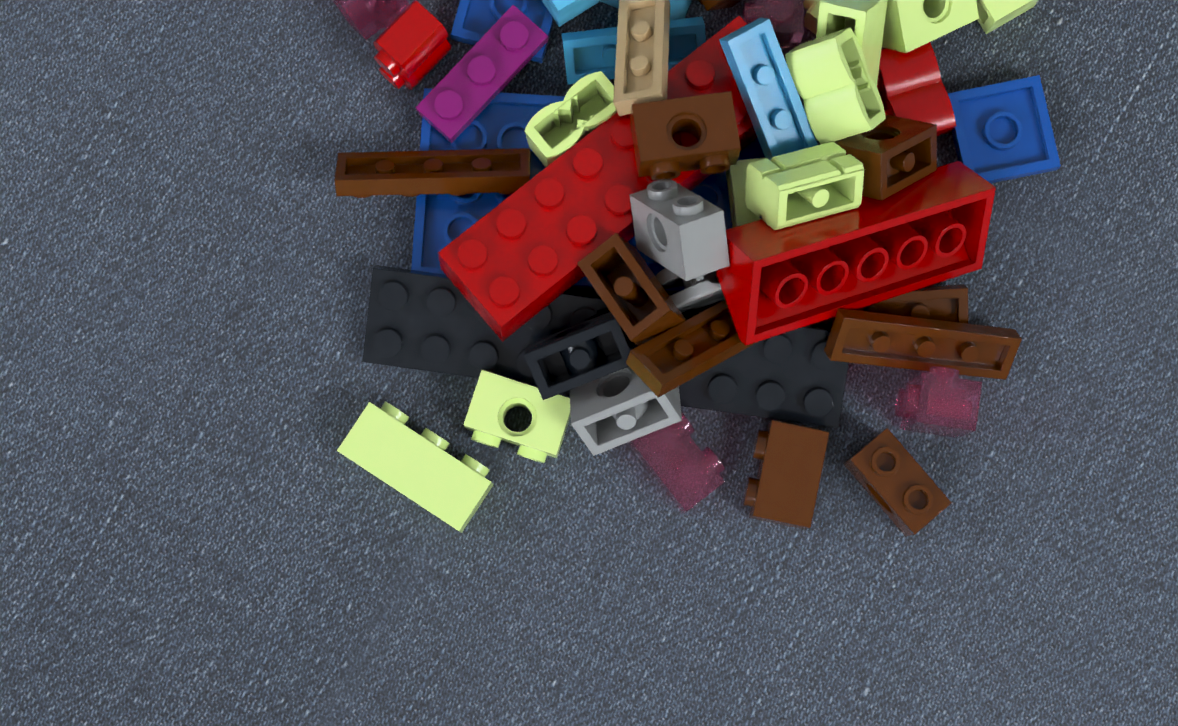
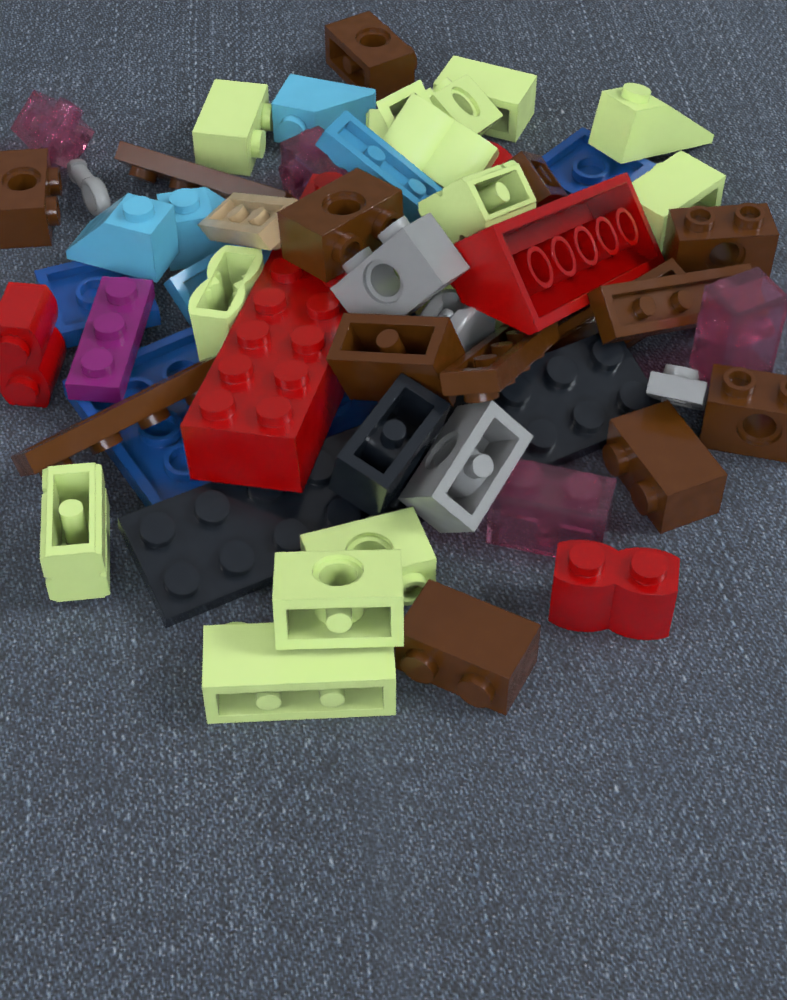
camera: 35 degrees left, 35 degrees down
(342, 253) = (75, 532): none -> yellowish green brick
(466, 482) = (338, 599): none -> yellowish green brick
(531, 526) = (467, 647): none -> reddish brown brick
(670, 564) = (614, 589): none -> red brick
(847, 426) = (678, 386): none -> light grey plate
(1026, 294) = (721, 237): none -> reddish brown brick
(1037, 212) = (677, 184): none -> yellowish green brick
(1086, 123) = (639, 126): none -> yellowish green slope

